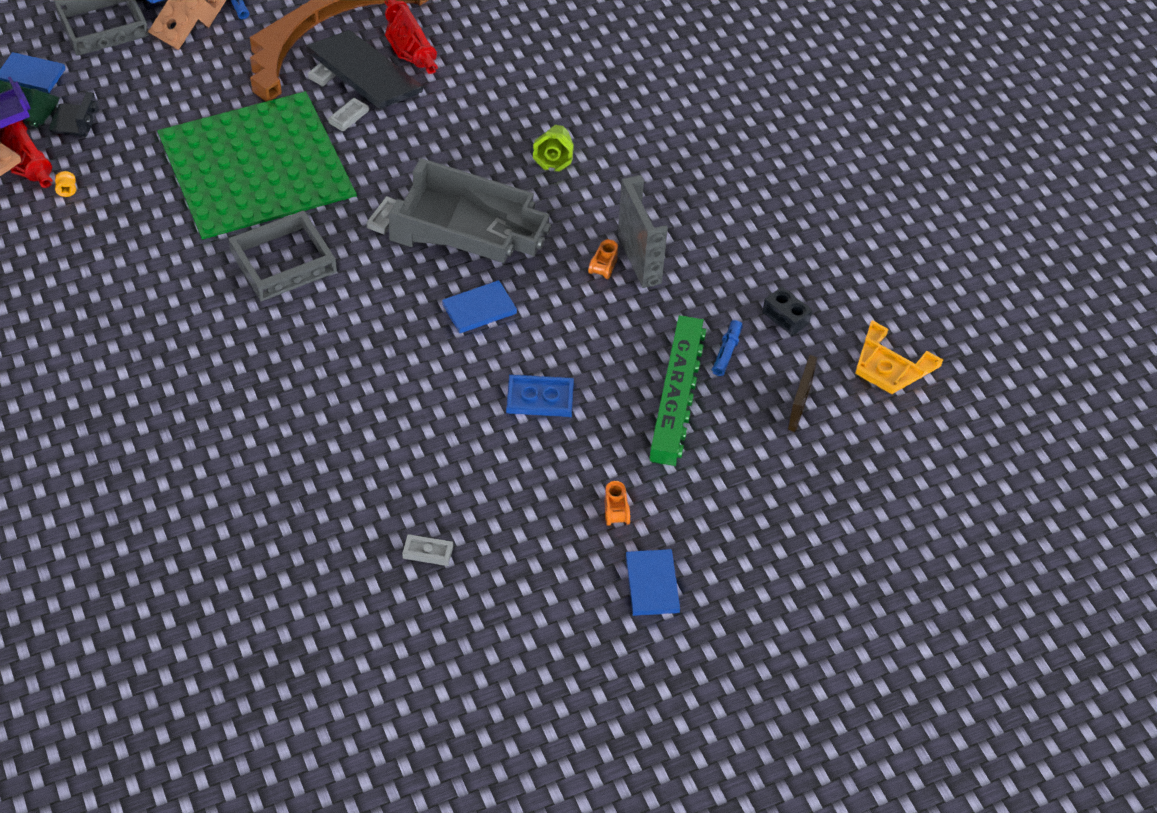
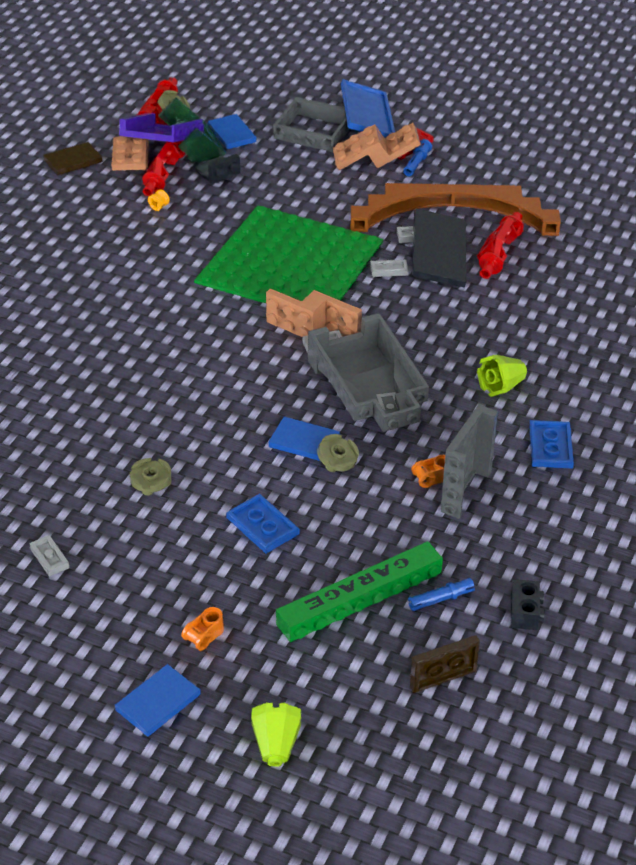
camera: 50 degrees right, 10 degrees down
(290, 278) = (215, 338): dark grey window -> none
(359, 192) = (312, 313): none -> nougat bracket
(410, 436) = (149, 484): none -> olive plate
(514, 298) = (333, 461): none -> olive plate
(657, 180) = (551, 444): none -> blue tile
(765, 533) = (276, 731): none -> lime cone
(888, 368) = (552, 708): light orange wing -> none

